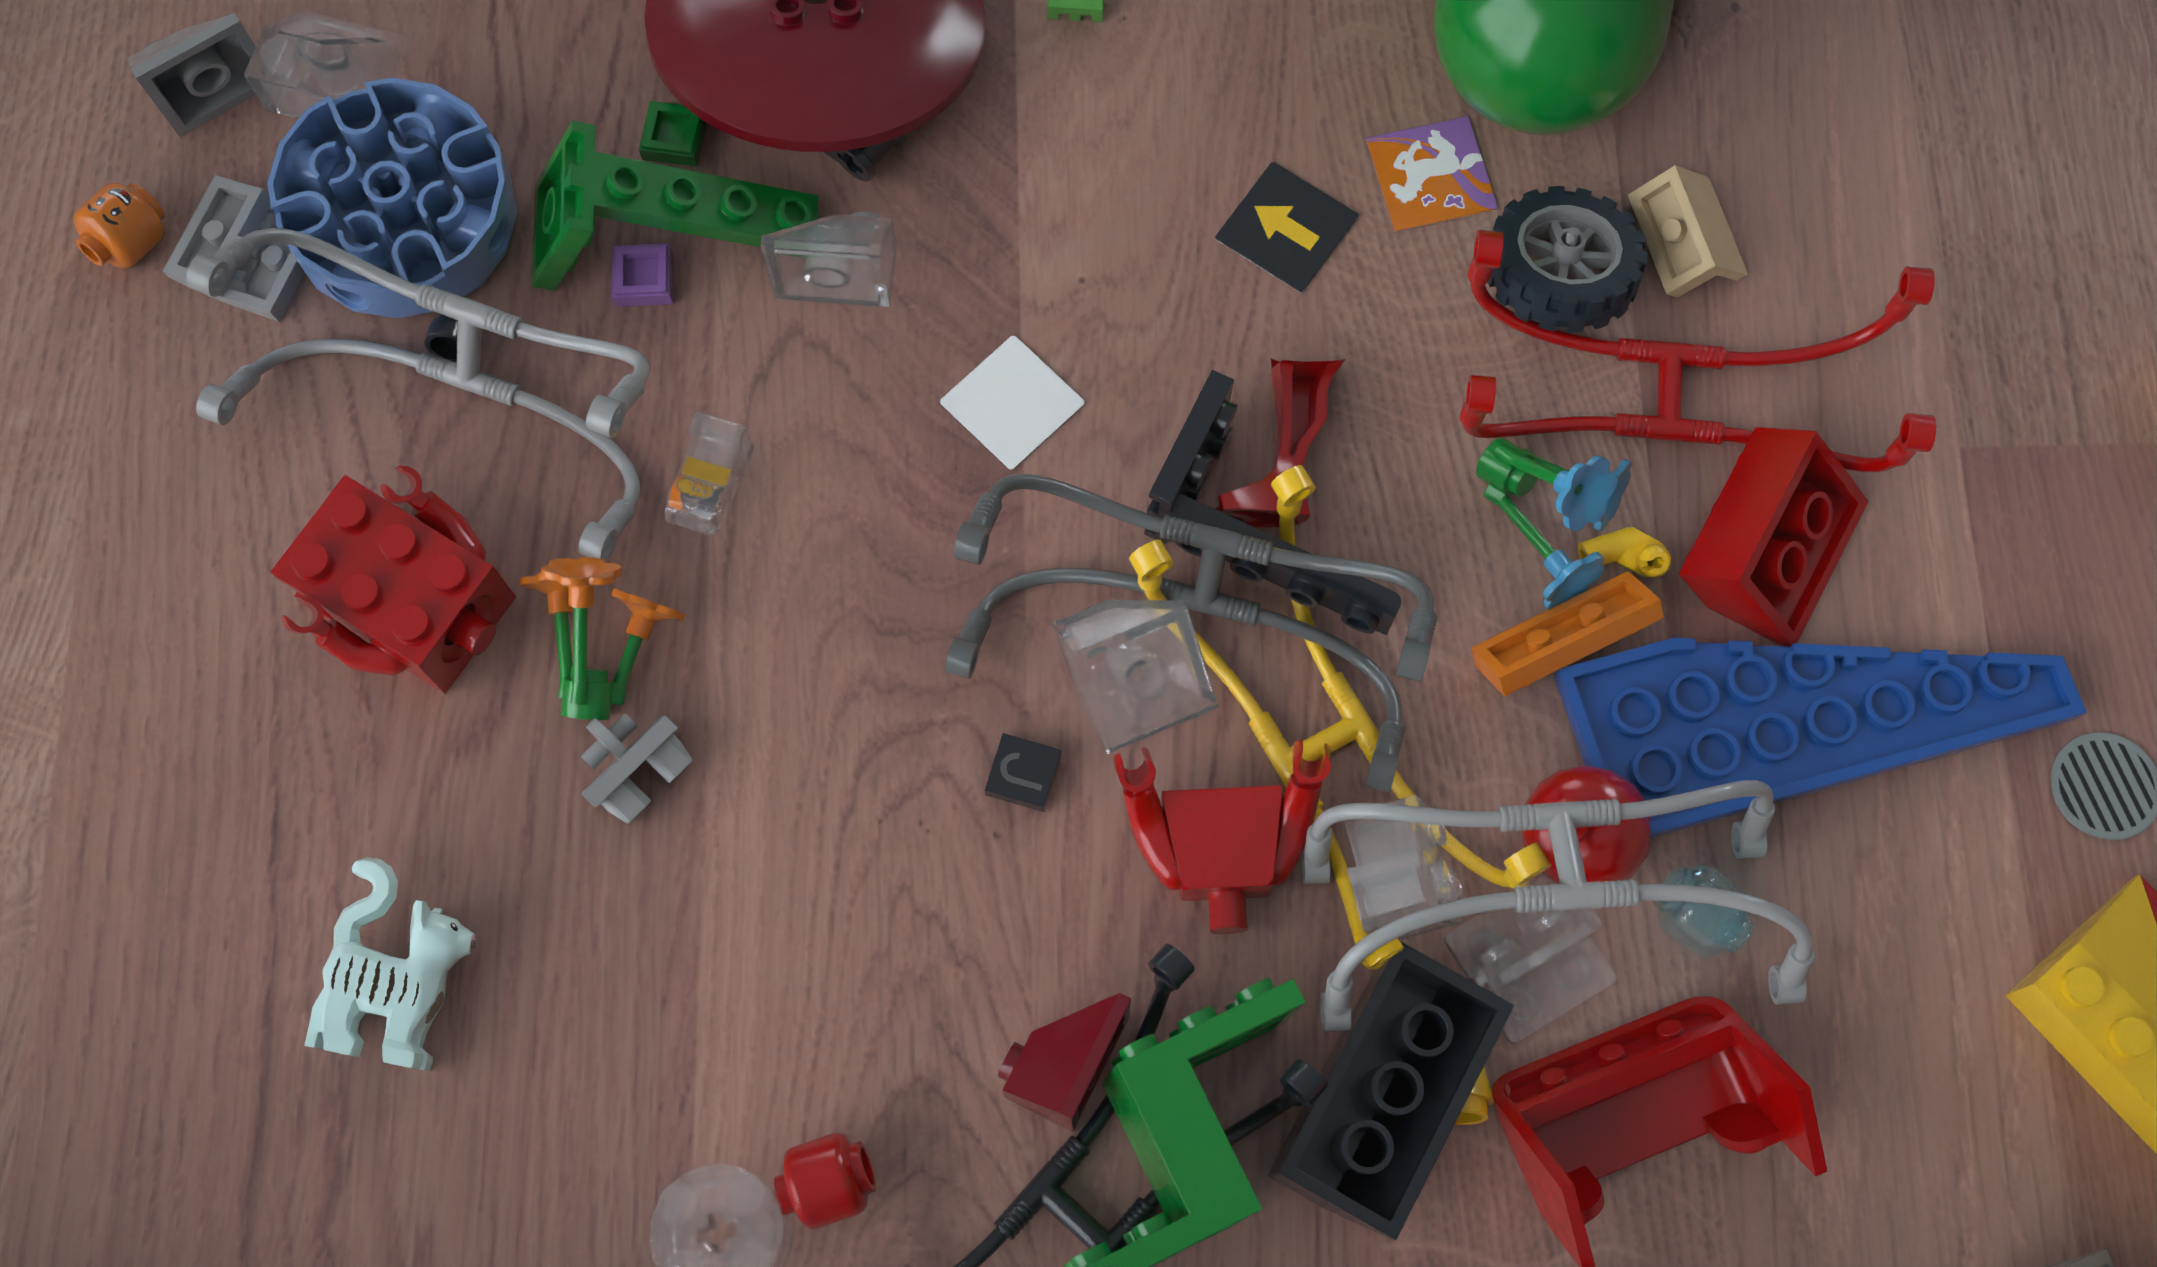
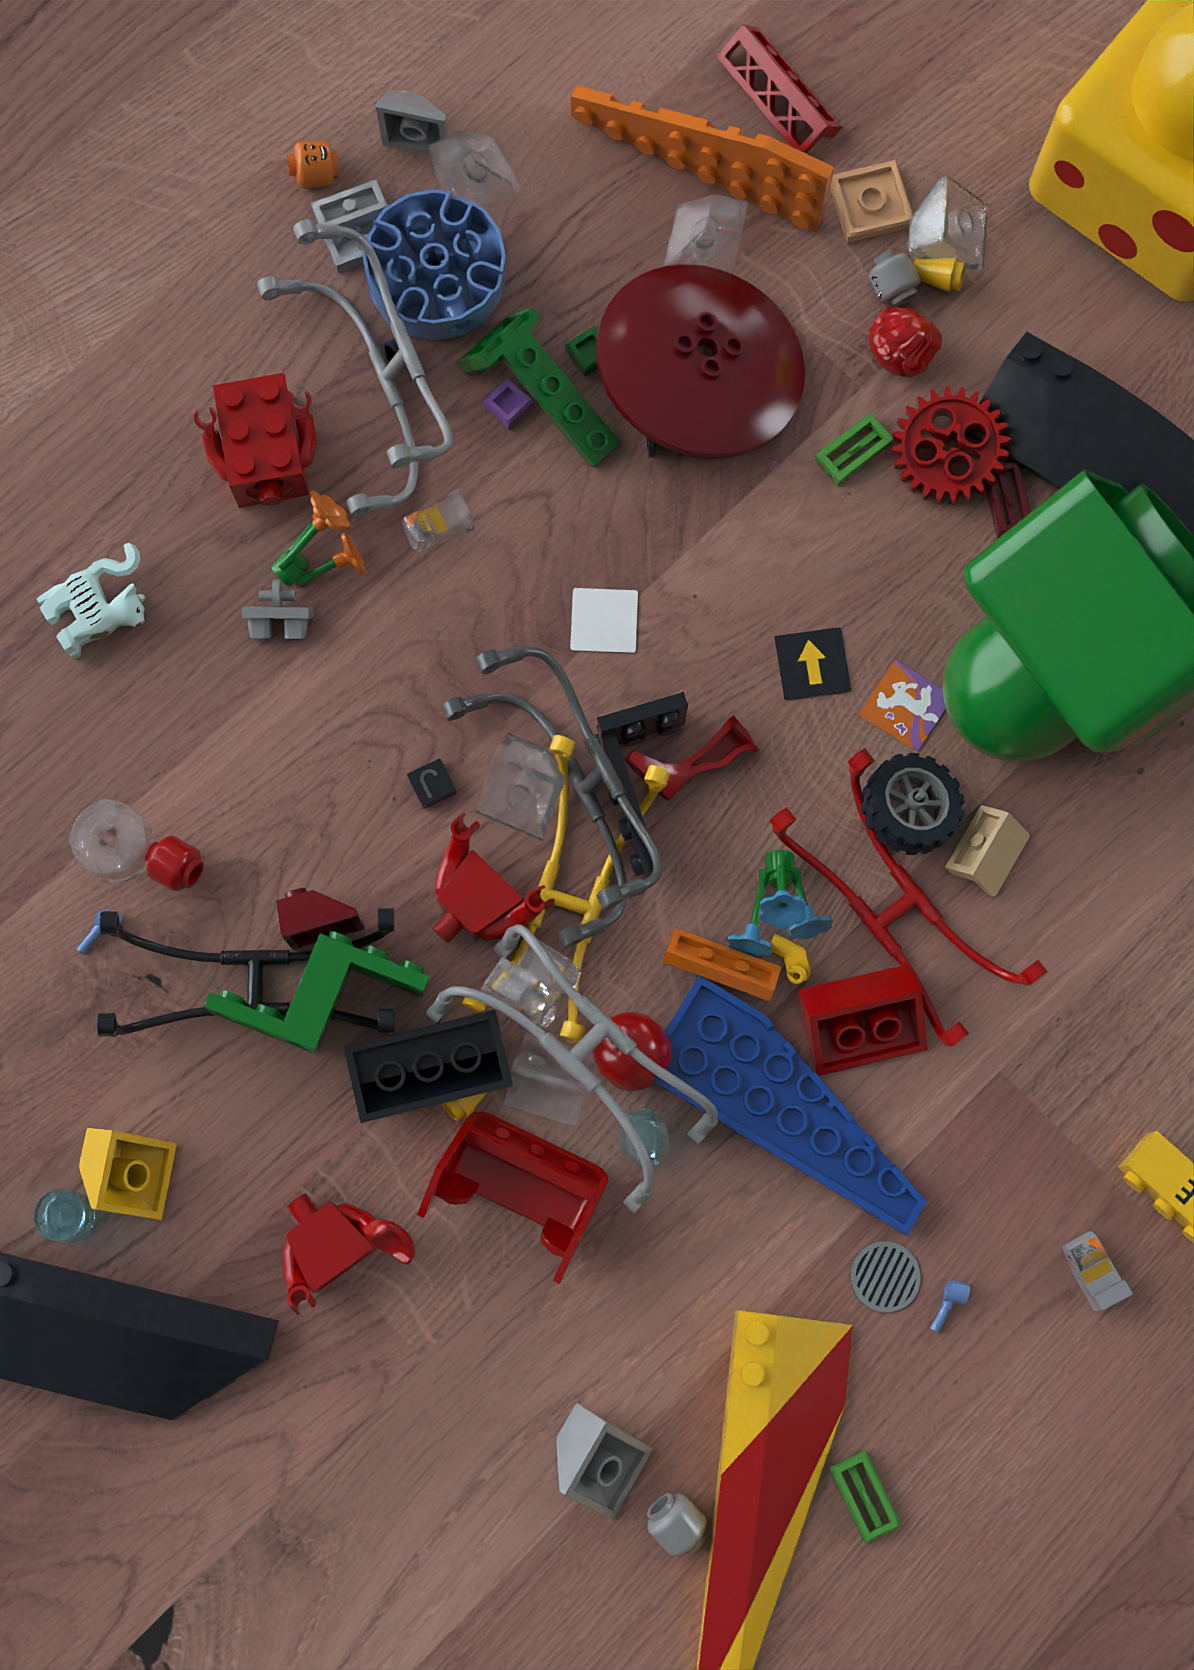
camera: 45 degrees right, 5 degrees up
(834, 260) = (593, 479): clear slope -> none

